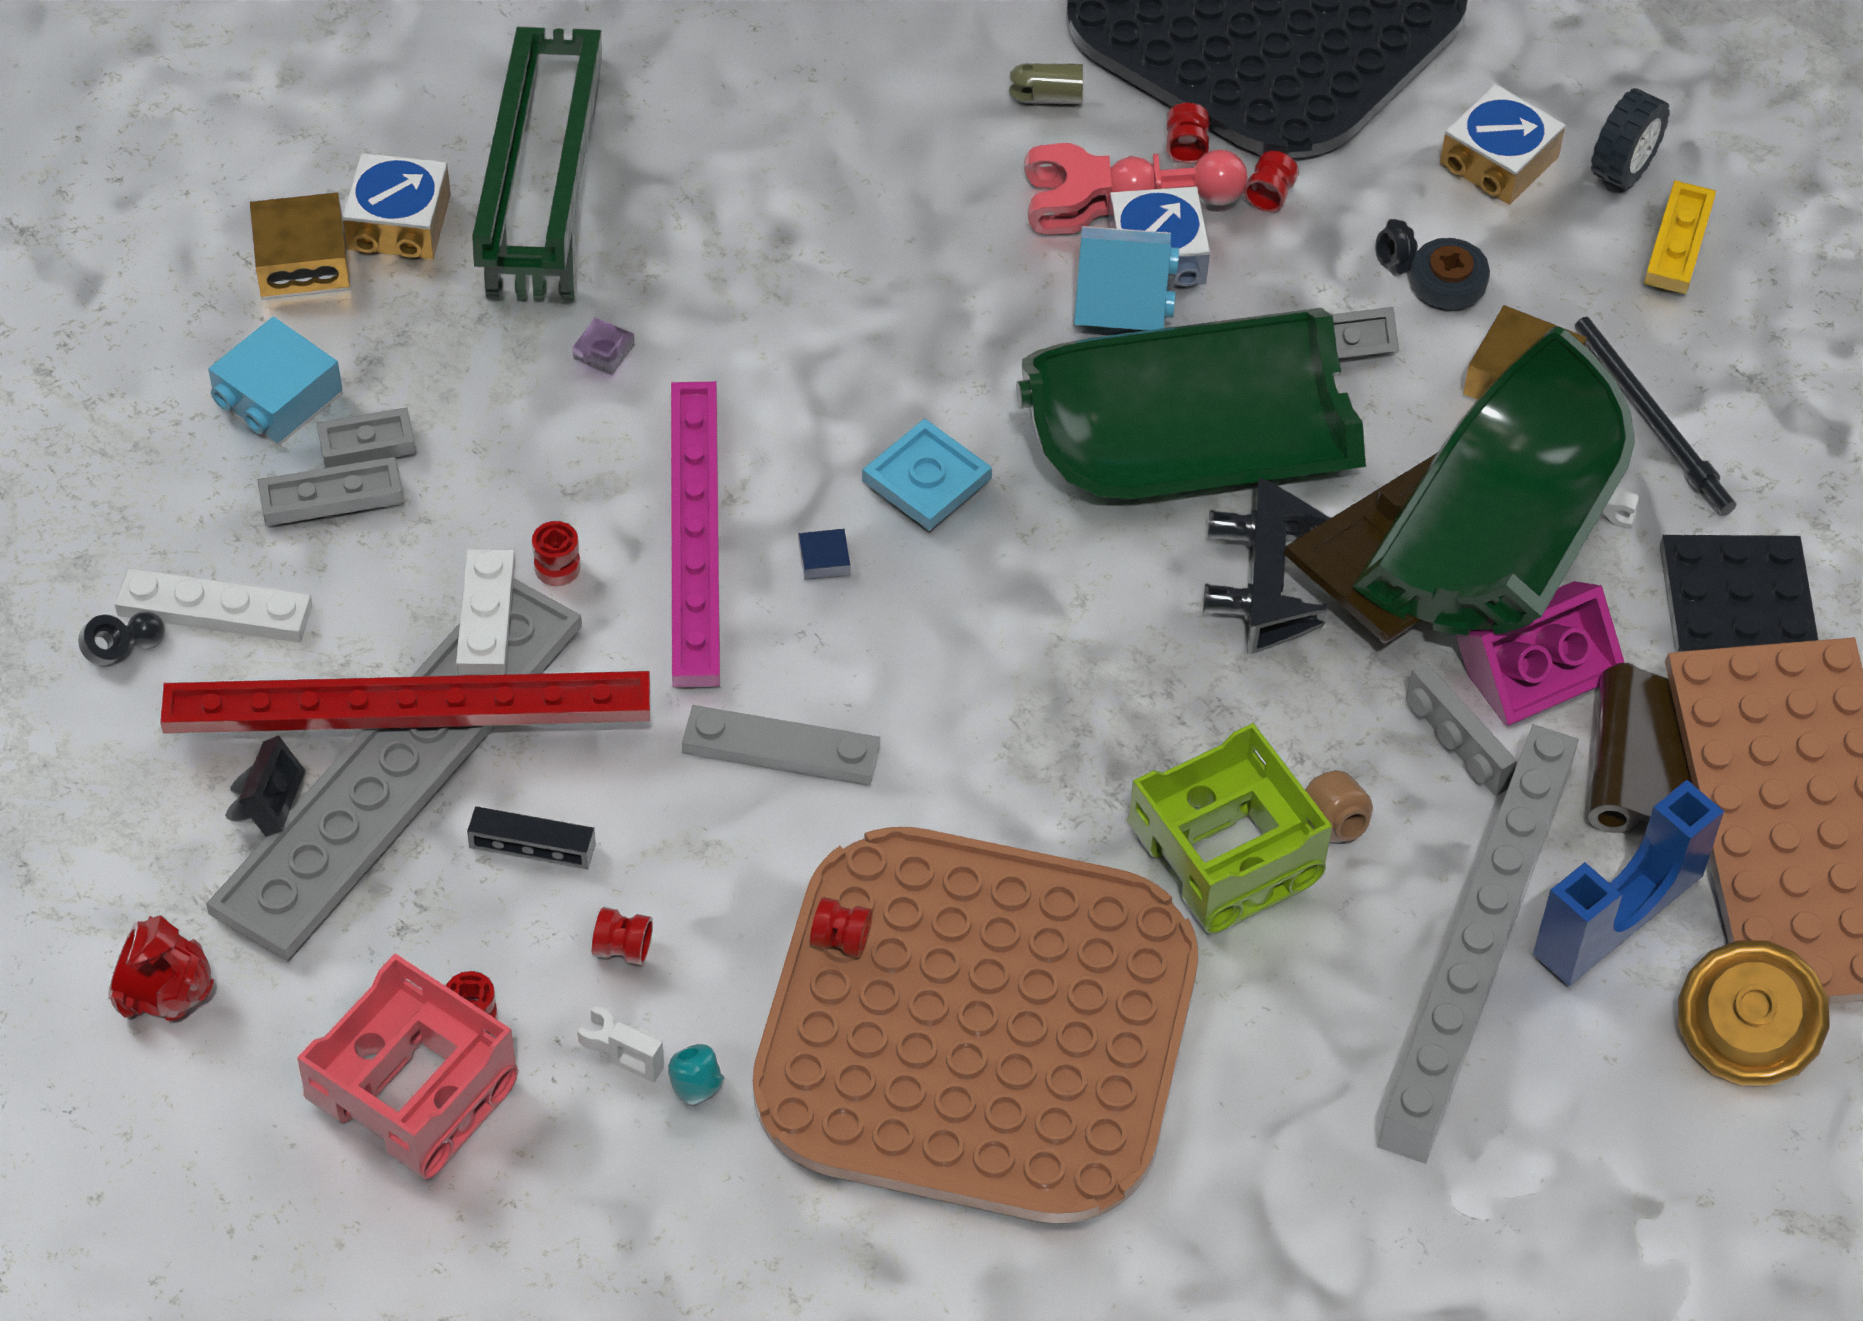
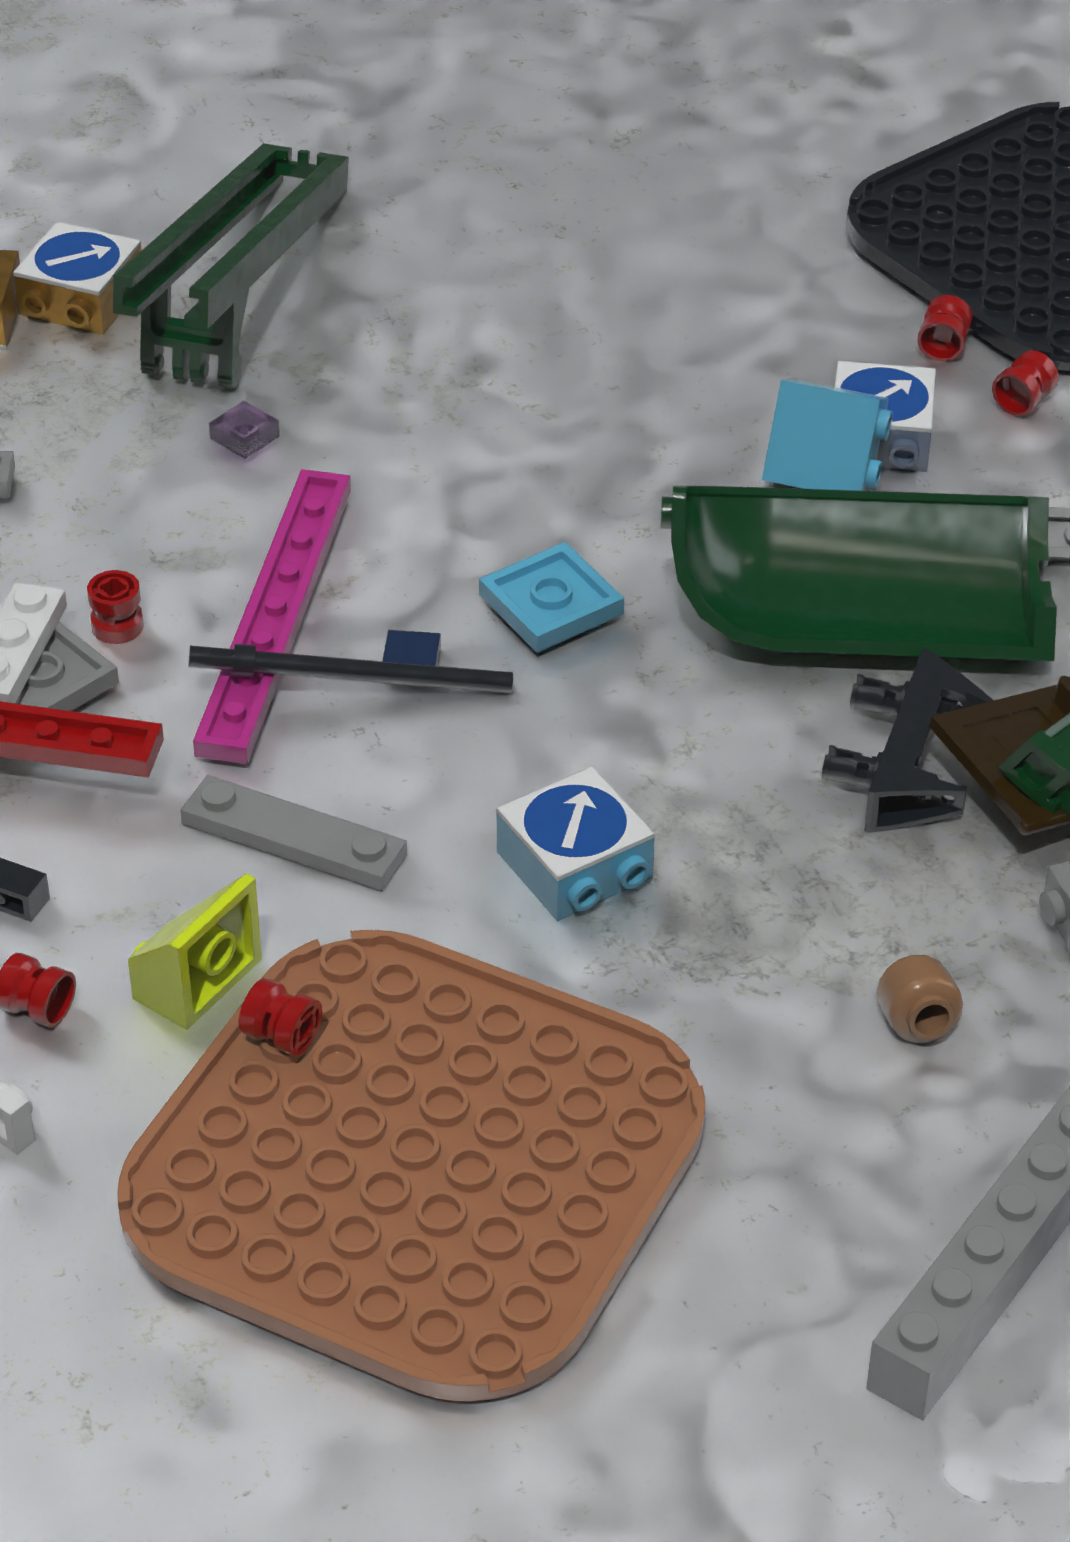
camera: 15 degrees right, 10 degrees down
(694, 591) = (245, 660): none -> black bar
(695, 1074) = (60, 1149): teal piece -> none
(746, 881) = (199, 954): none -> neon yellow slope
(1022, 715) = (575, 843): none -> piece
(1047, 83) = (806, 266): olive piece -> none
(1085, 182) = (963, 366): coral piece -> none
(1227, 787) = (767, 959): lime piece -> none

